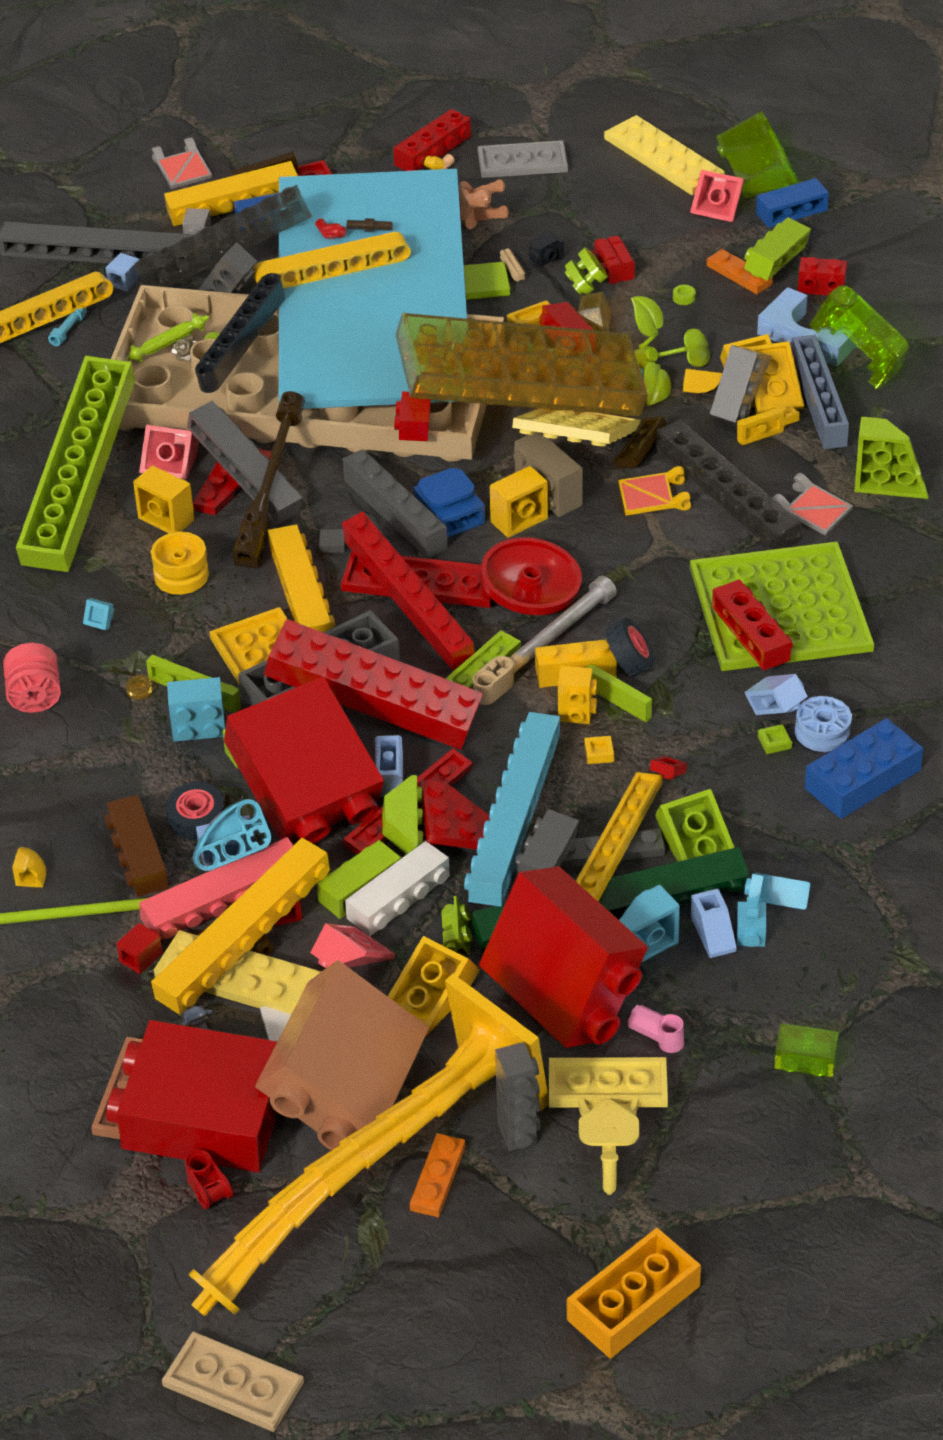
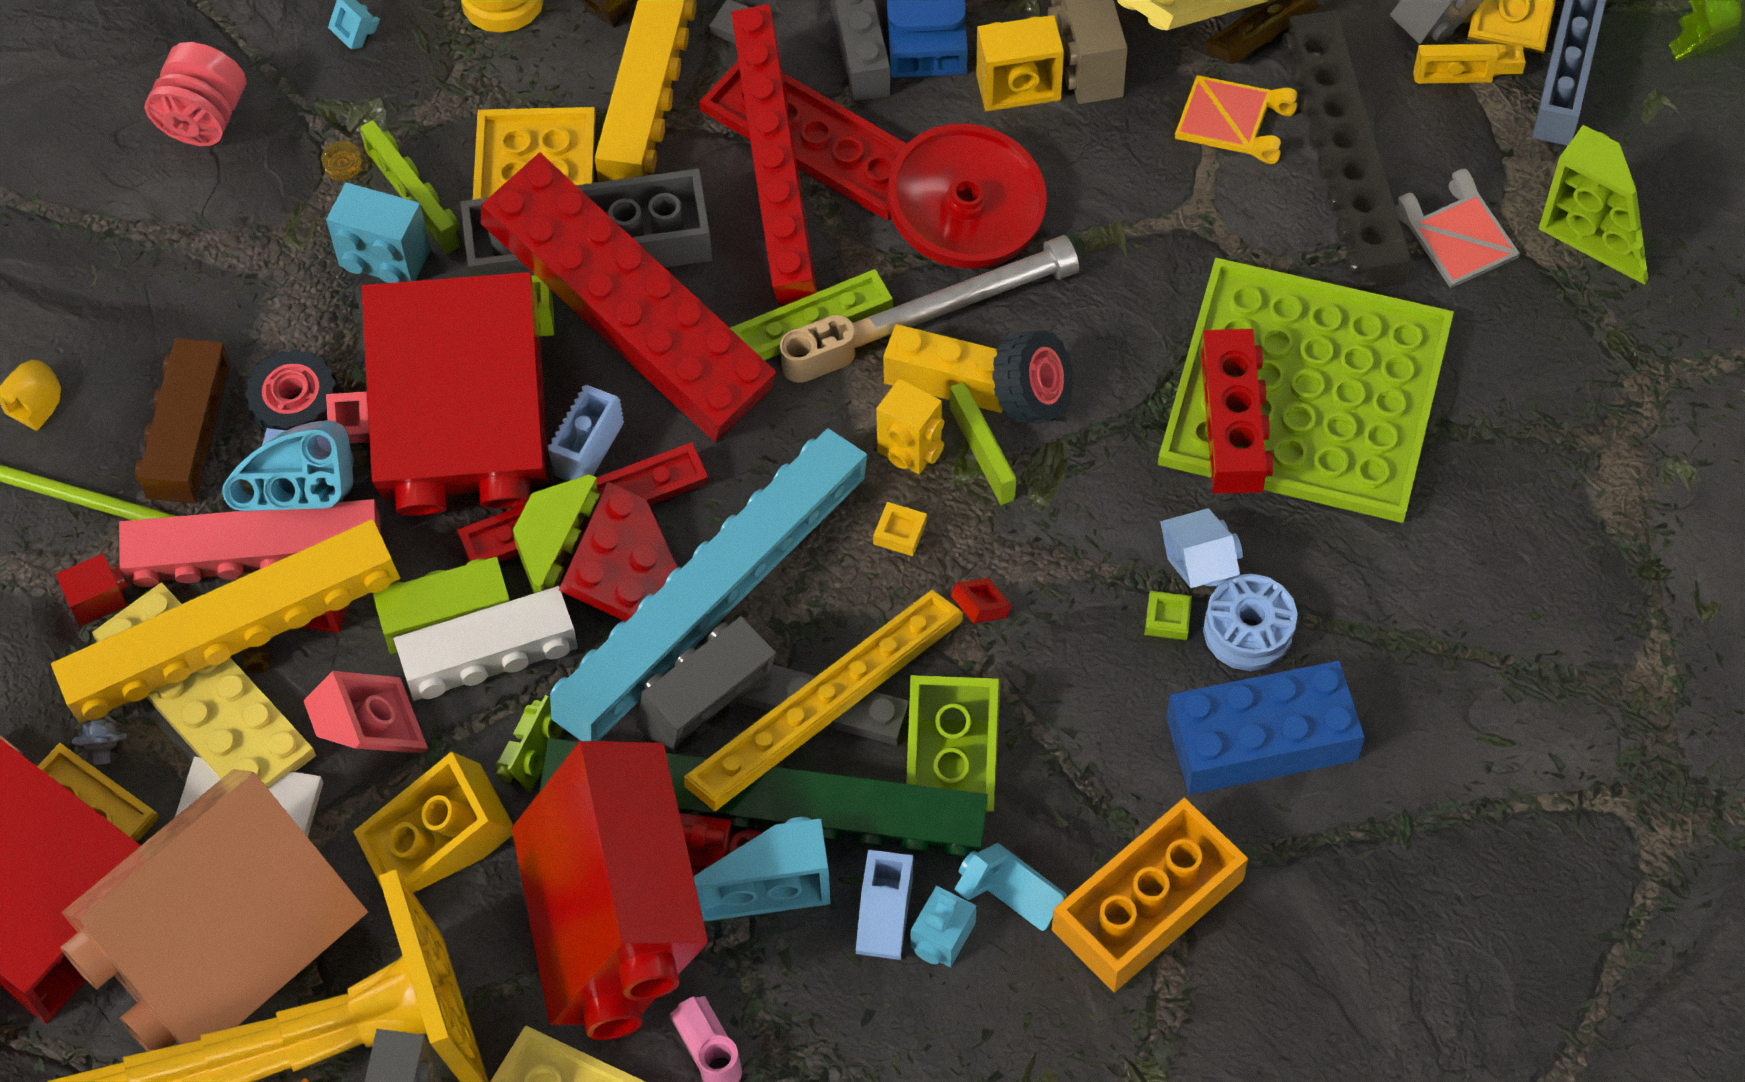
camera: 25 degrees right, 15 degrees up
(243, 792) = (350, 412): none -> coral brick
(854, 865) = (1149, 894): none -> light orange brick

